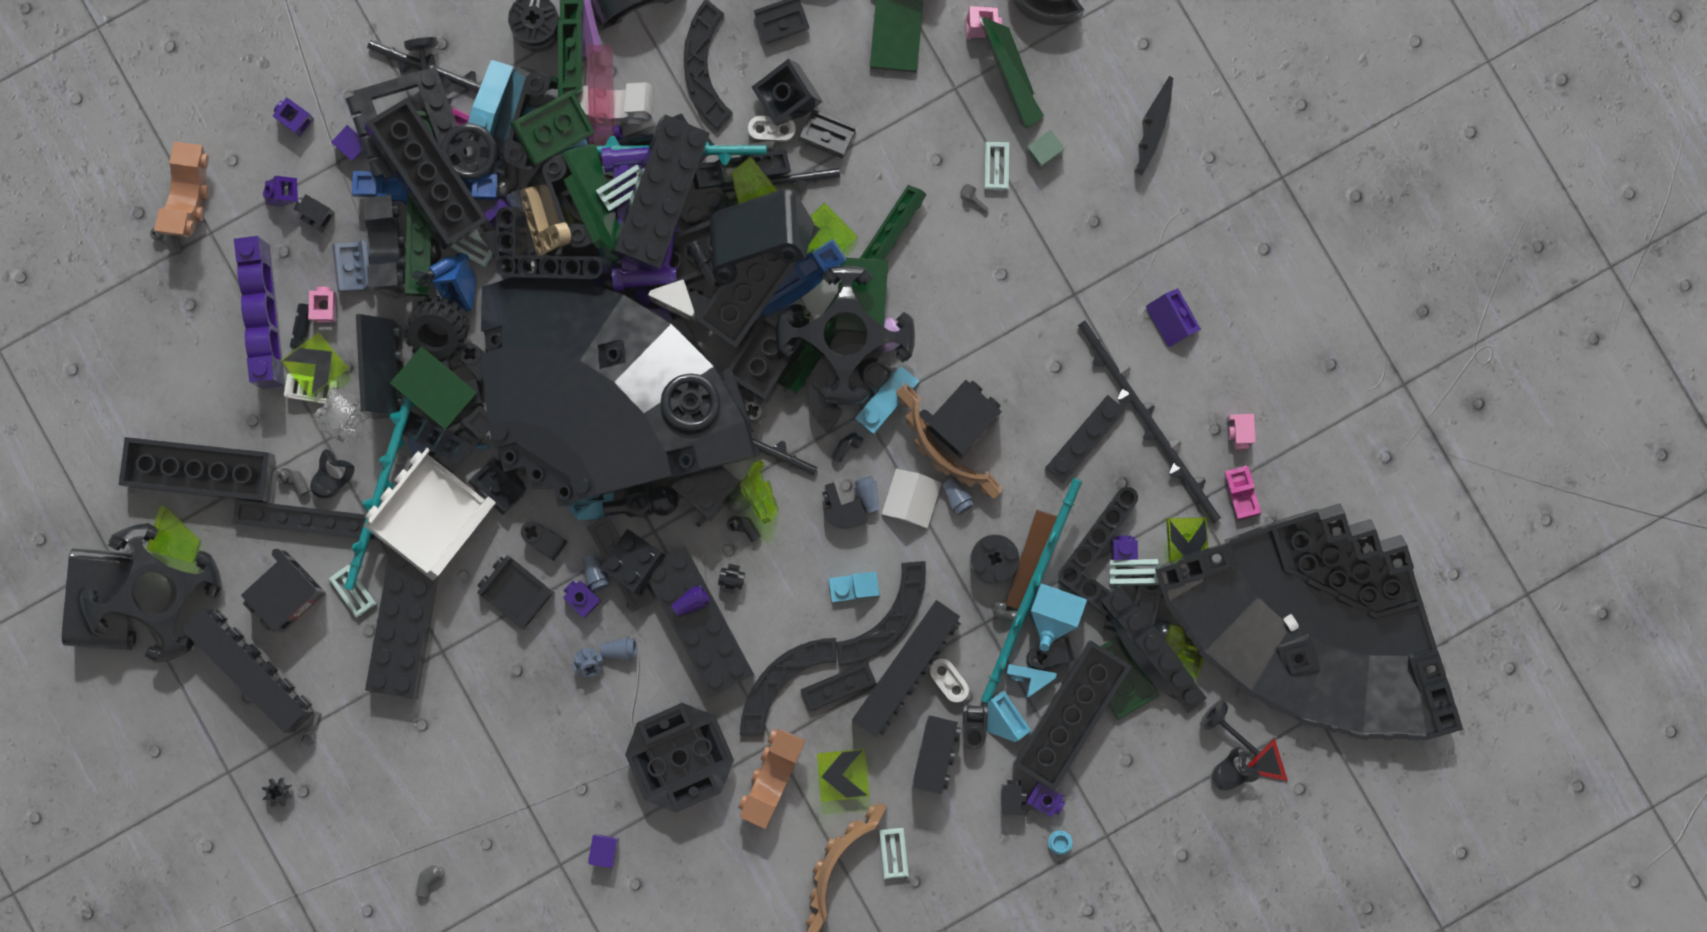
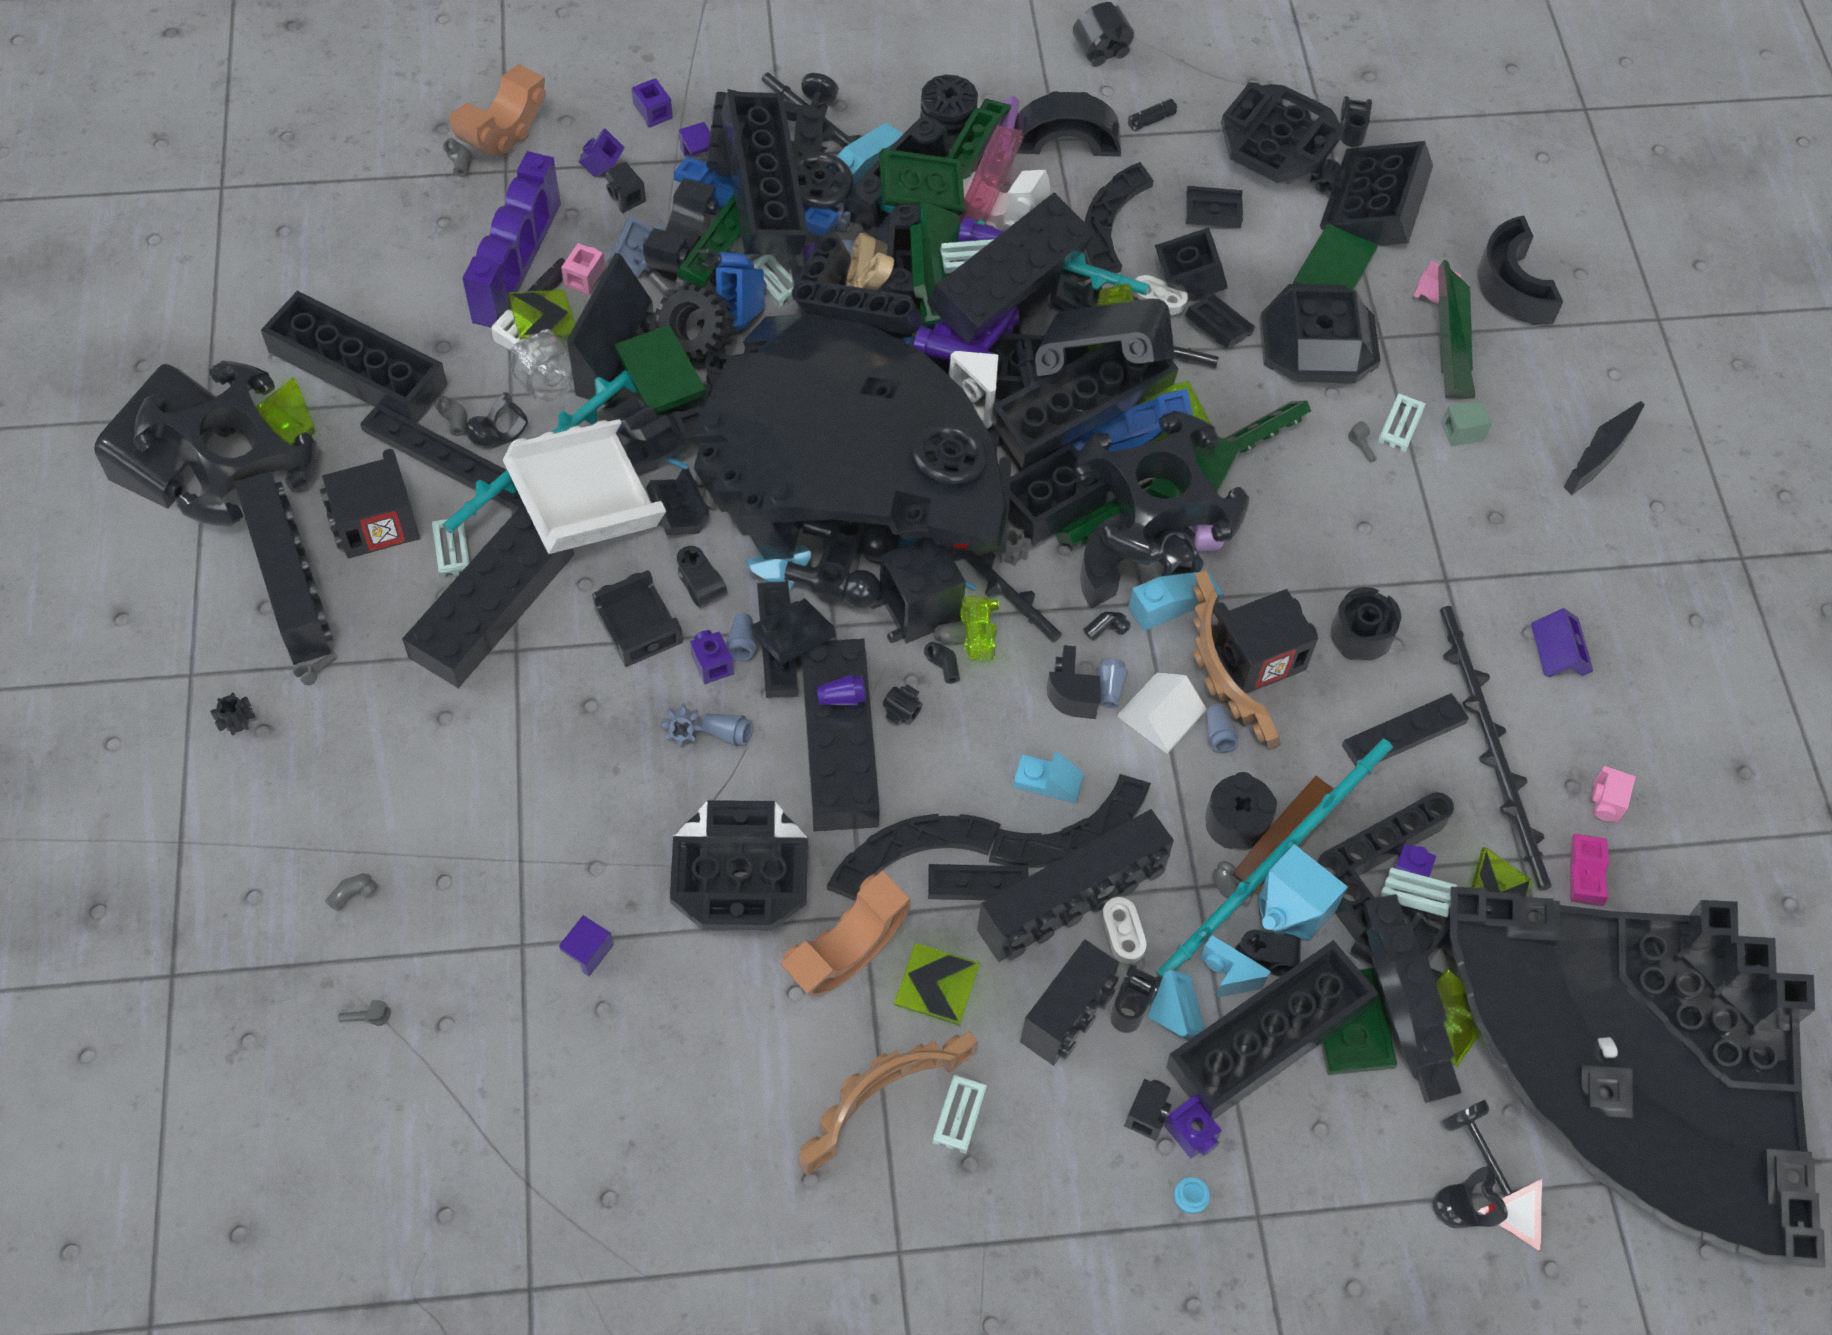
camera: 20 degrees right, 25 degrees down
(903, 137) = (1319, 334): none -> black piece
(1031, 354) = (1365, 624): none -> black brick

